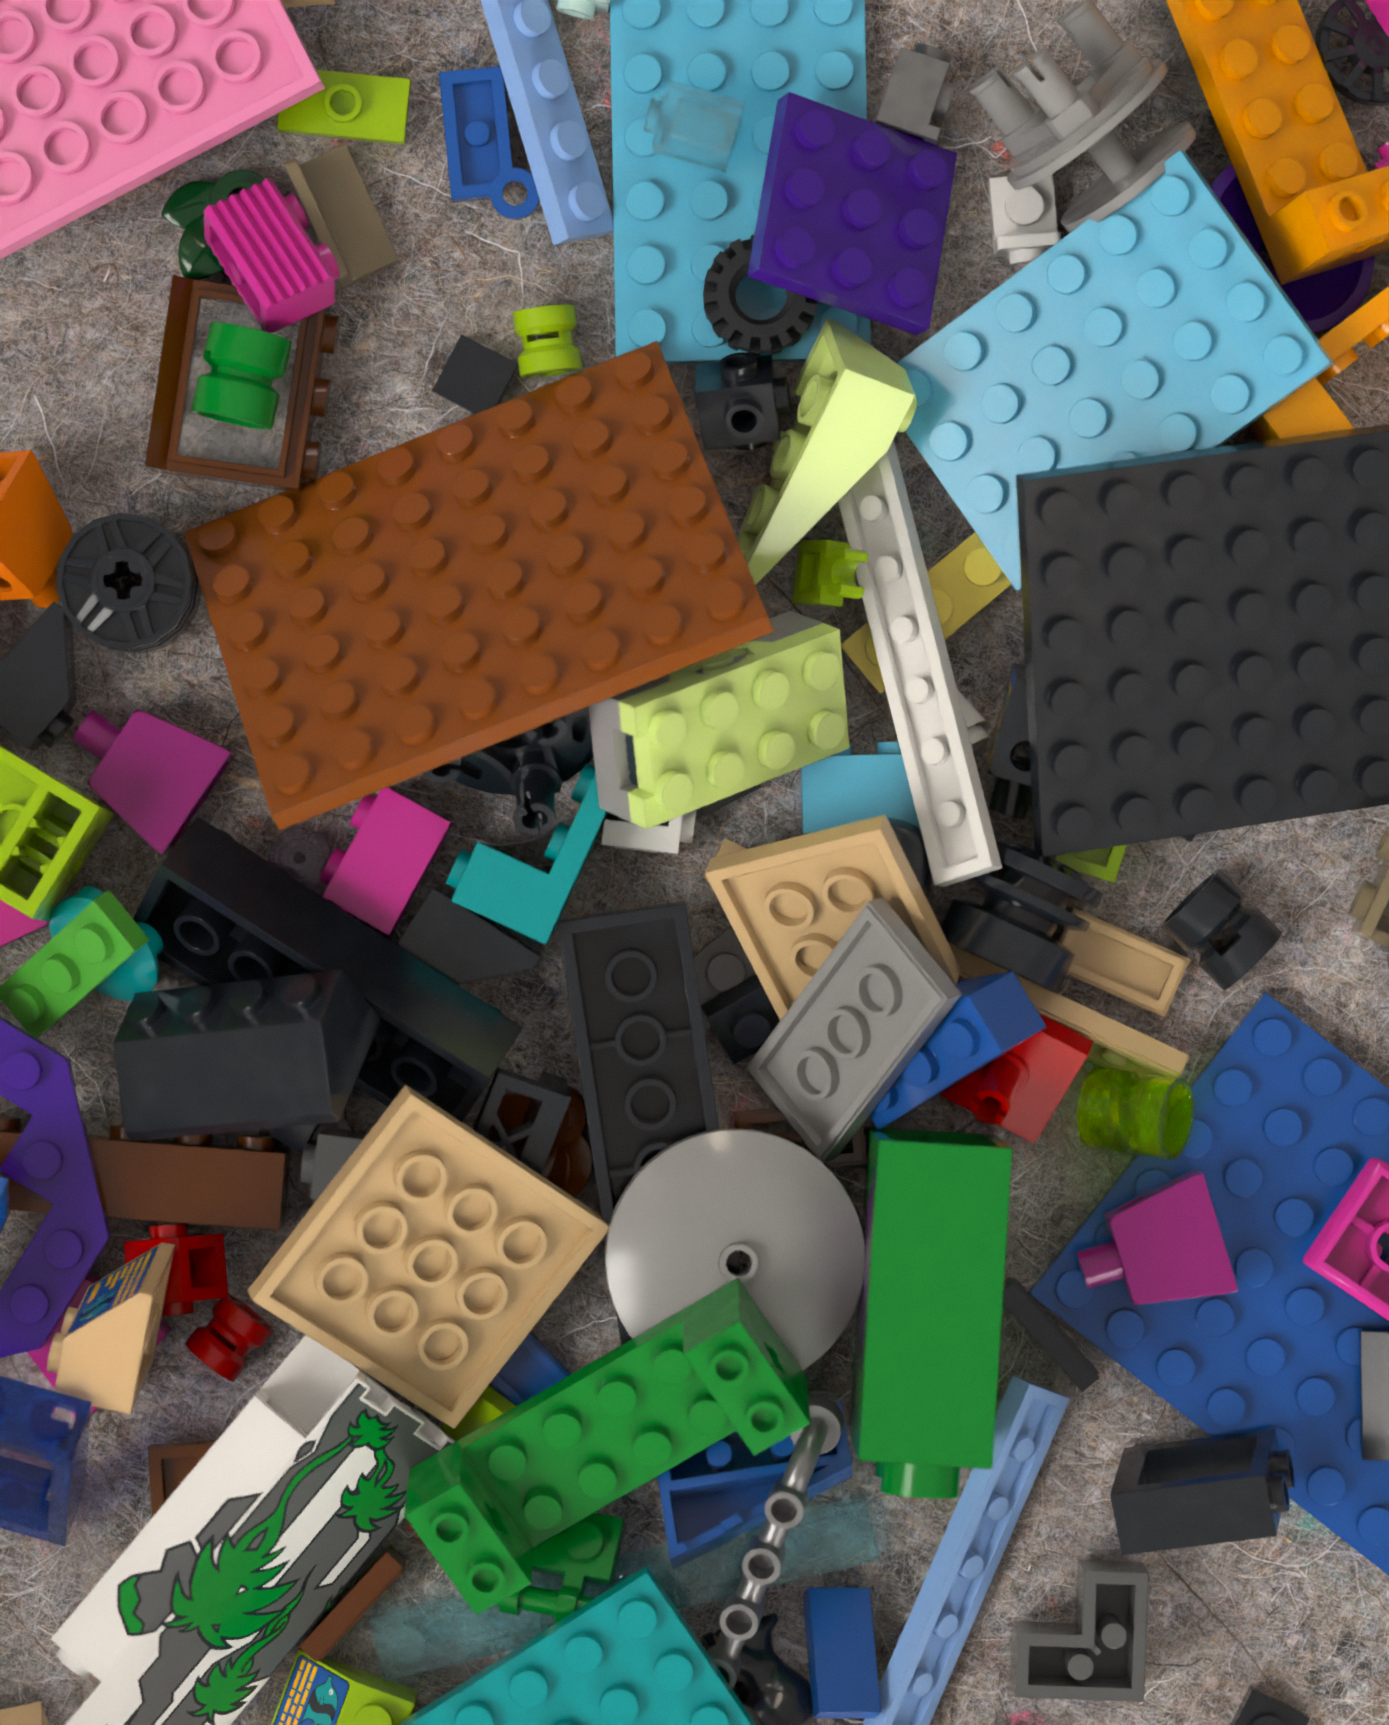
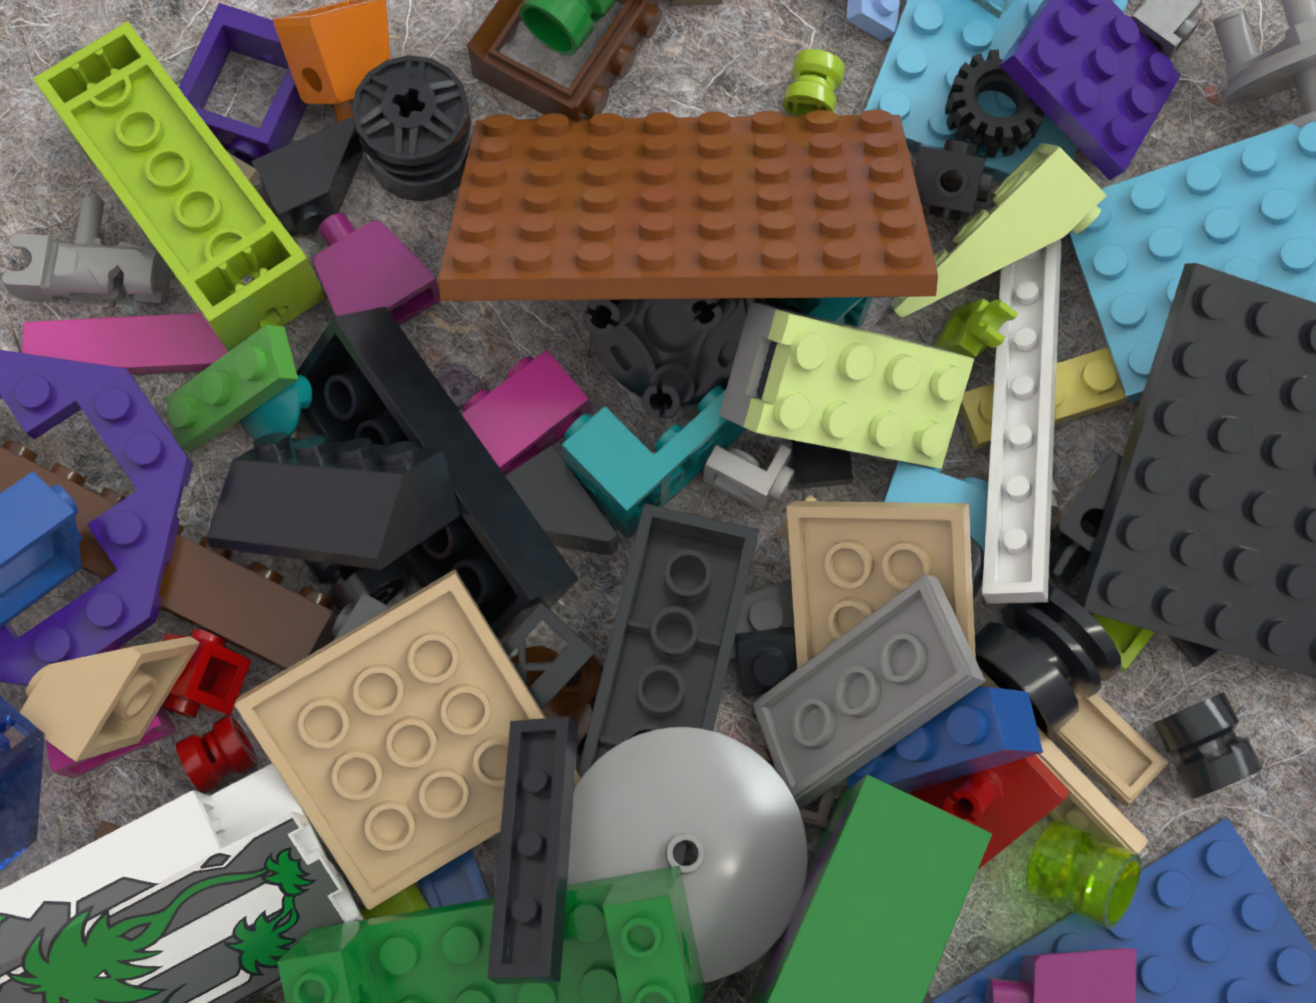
camera: 20 degrees right, 15 degrees down
(474, 376) = (746, 93): black tile -> none
(595, 1318) = (534, 852): none -> black plate
(1022, 219) = (1214, 128): white bracket -> none

